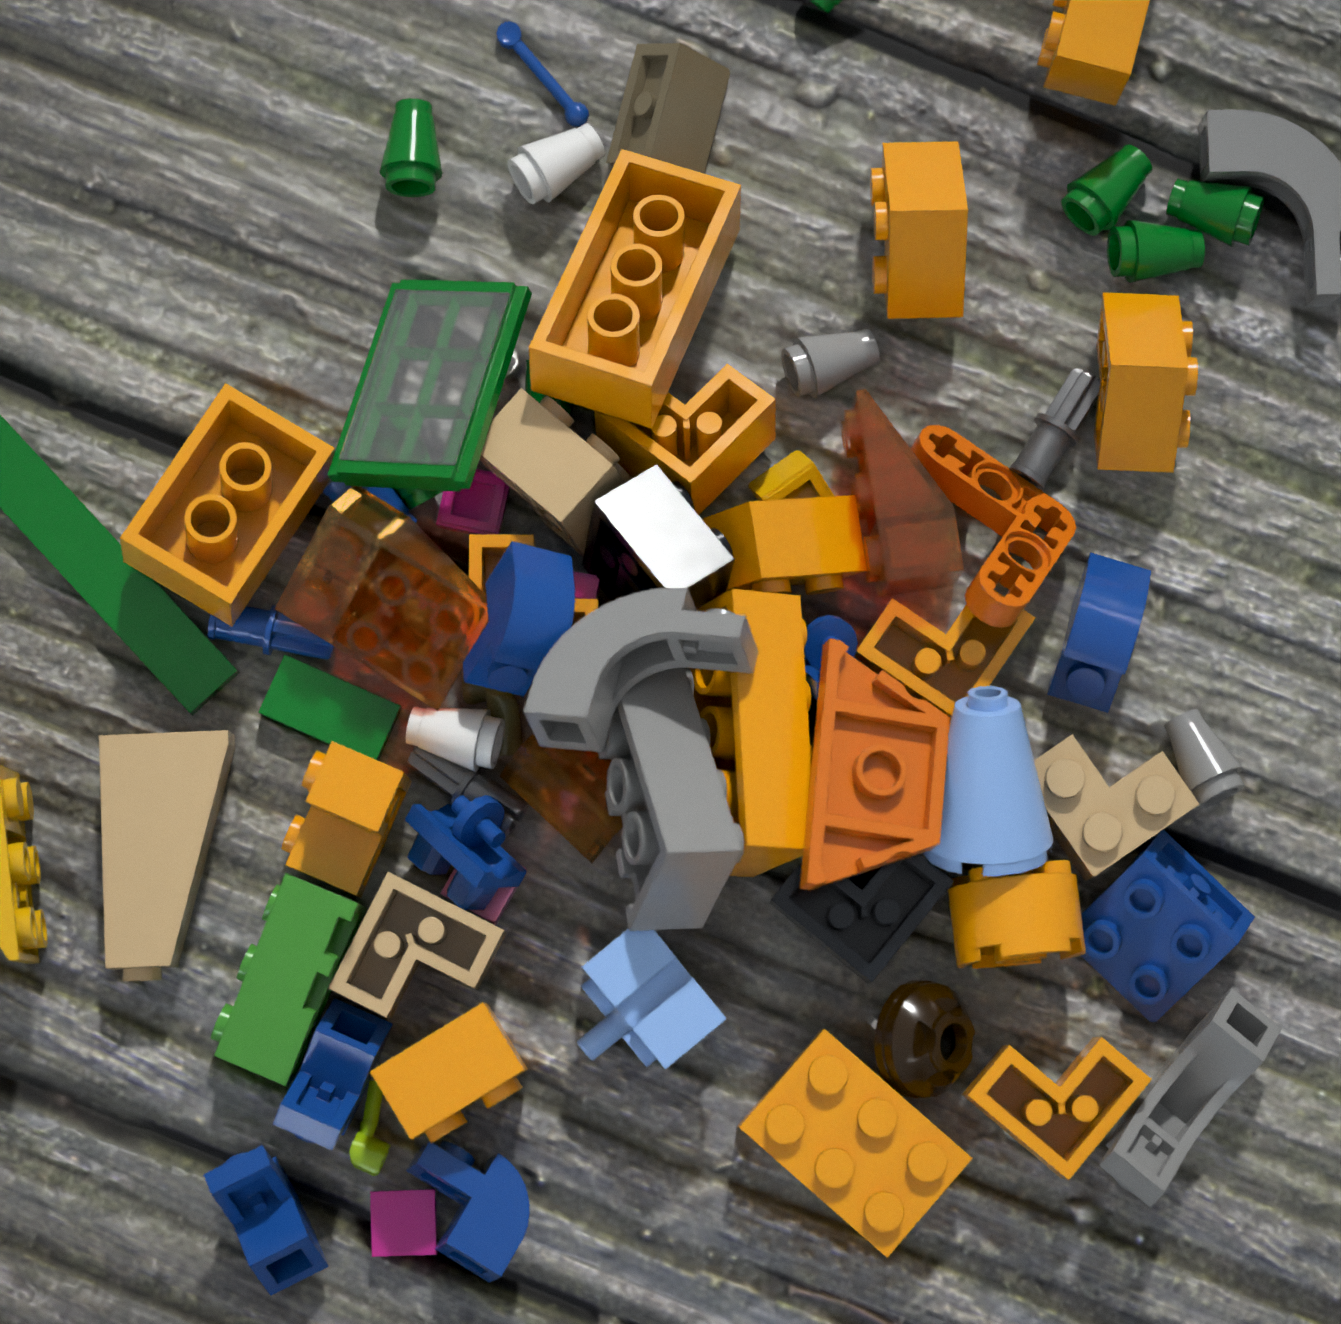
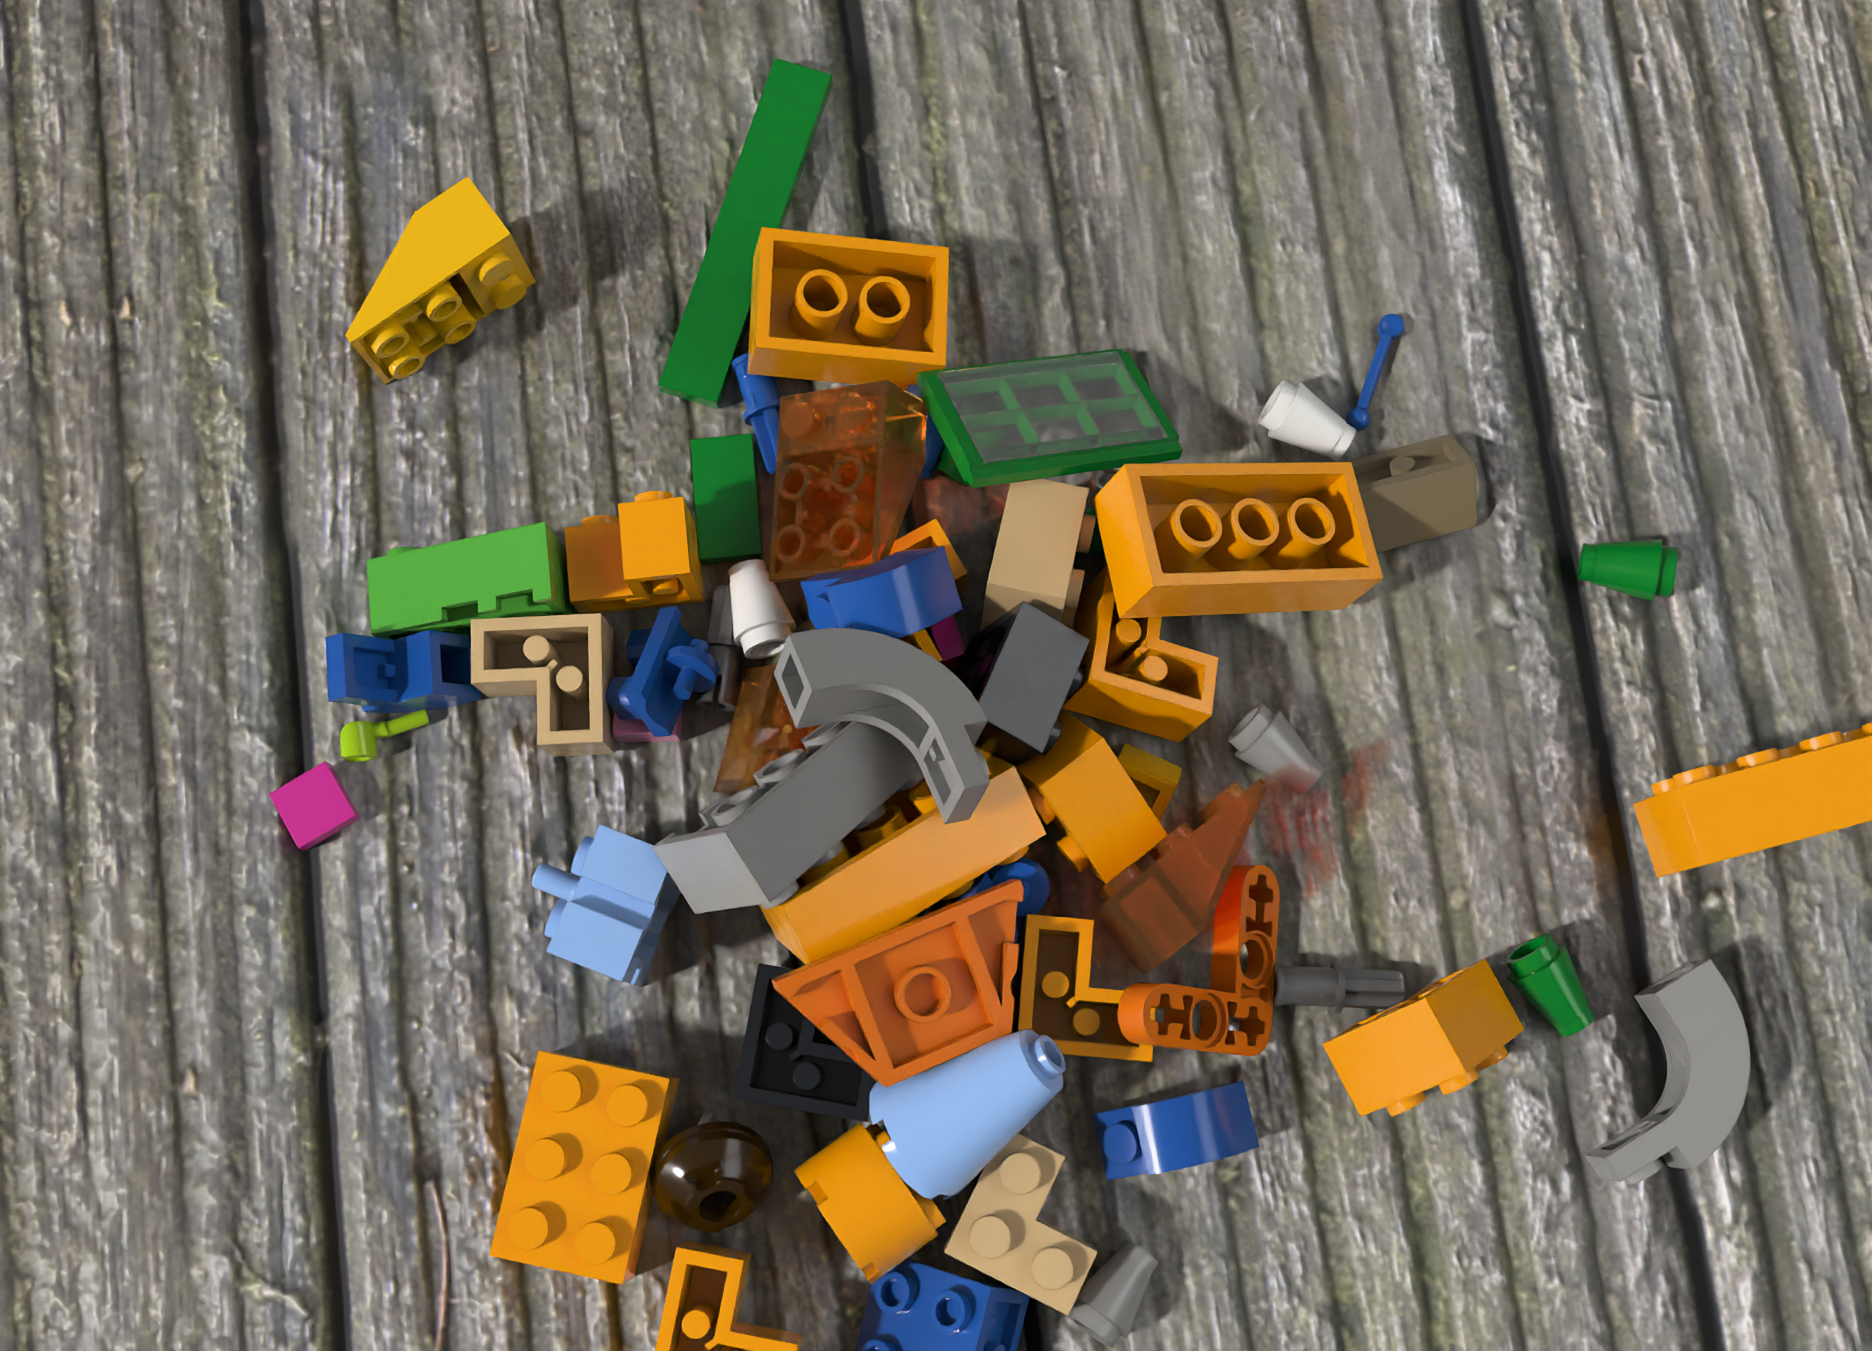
camera: 65 degrees right, 5 degrees down
(156, 836) = (530, 416): tan slope -> none
(267, 1219) = (255, 687): blue brick -> none
(411, 152) = (1241, 299): green cone -> none
(450, 1072) = (446, 760): light orange brick -> none
(475, 509) = (971, 518): dark pink tile -> none
(491, 1209) = (356, 875): blue brick -> none
(924, 226) = (1446, 759): light orange brick -> none
(1104, 192) = (1576, 910): green cone -> none
(1217, 209) = (1623, 1022): green cone -> none

